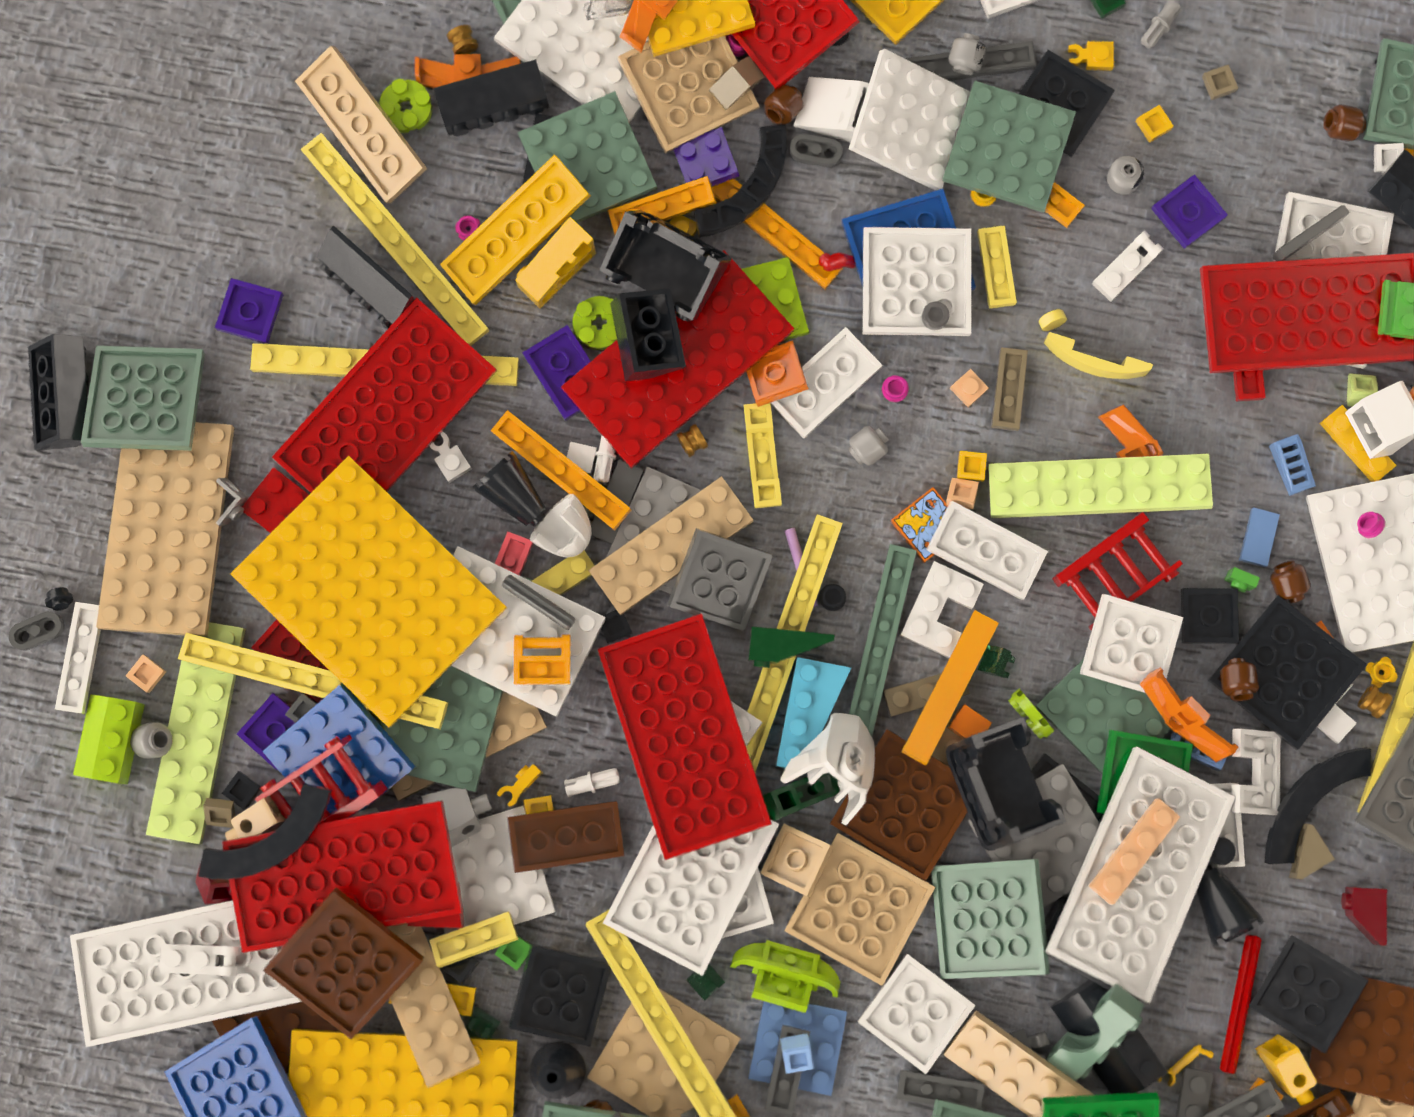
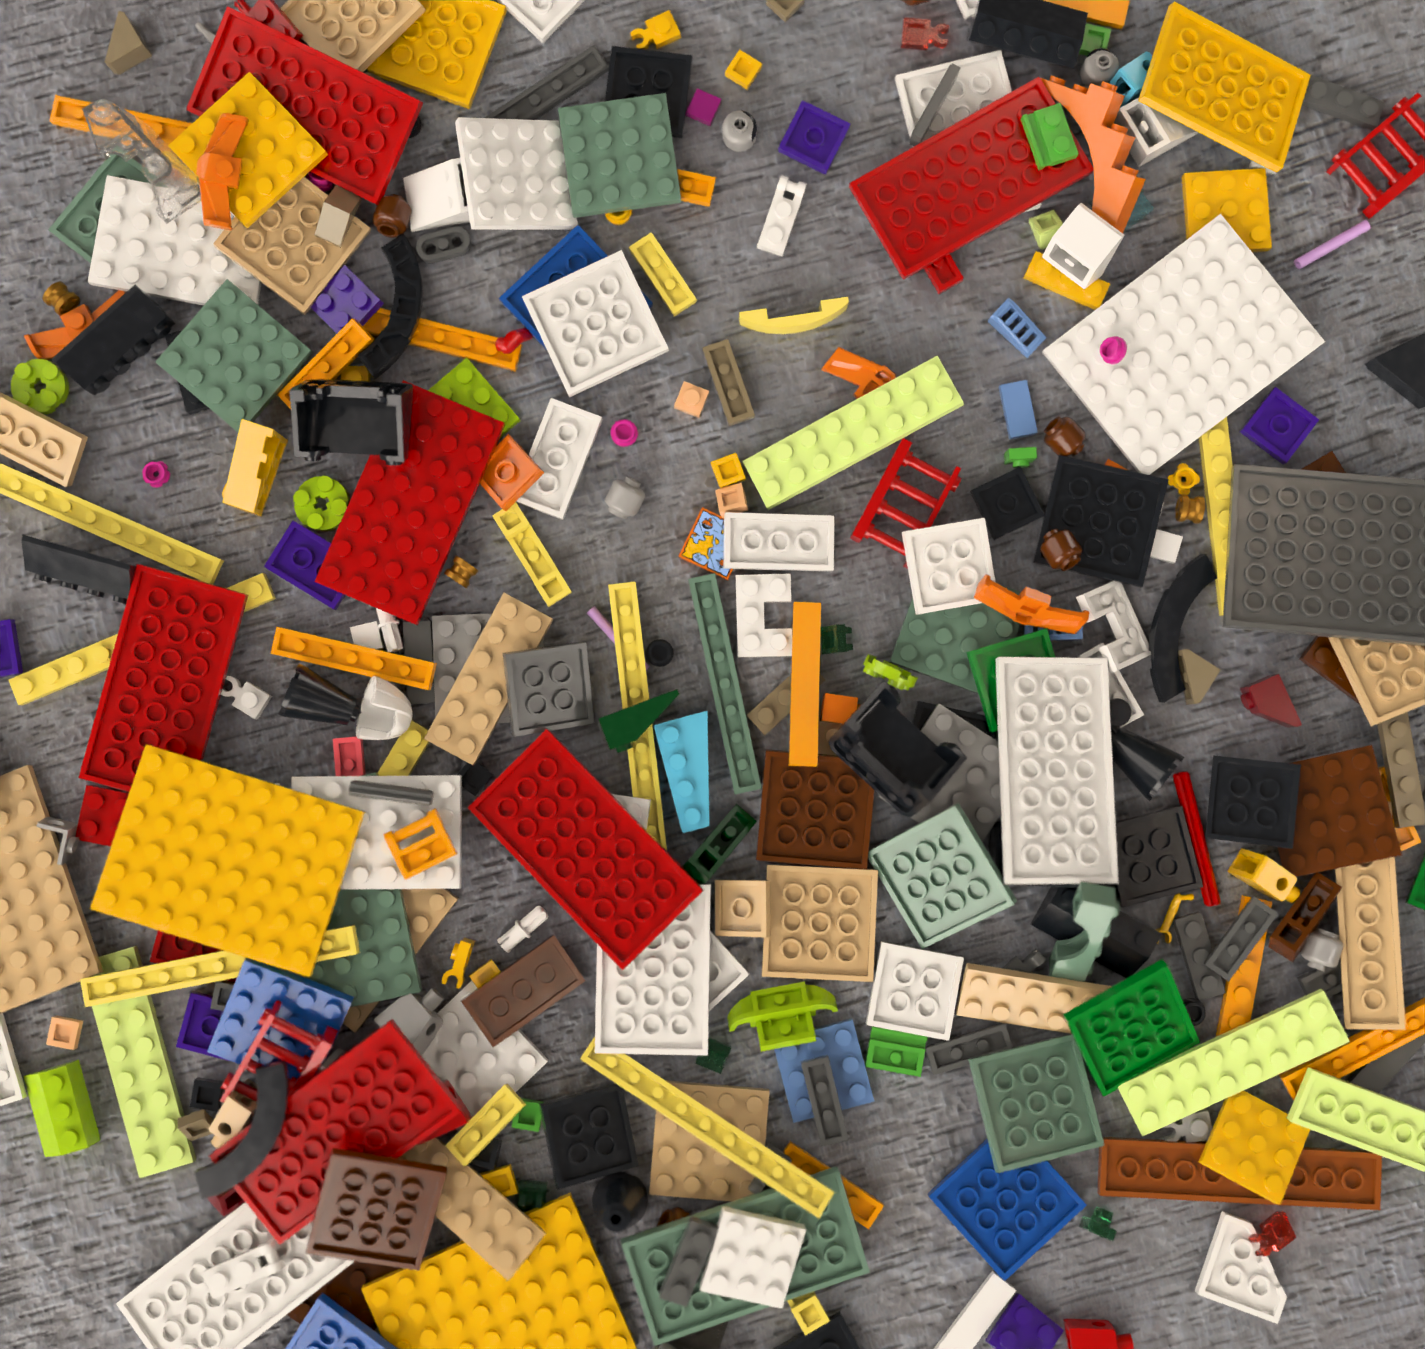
camera: 30 degrees left, 5 degrees up
(151, 740) = (100, 1091): light grey head -> none
(515, 229) = (199, 454): yellow plate -> none
(647, 333) = (368, 494): black slope -> none
(797, 1053) = (825, 1082): light blue slope -> none
(844, 751) = (738, 795): white piece -> none
(872, 1059) = (895, 1051): none -> bright green plate
(935, 315) = (627, 348): flat silver tile -> none
(967, 54) = (539, 86): light grey head -> none
(1052, 320) = (737, 299): light yellow tile -> none
(1103, 139) = (703, 107): none -> magenta tile
(1134, 851) = (1041, 753): light nougat plate -> none
(1193, 1001) = (1155, 857): none -> black plate
(1327, 165) = (918, 34): none -> clear red plate

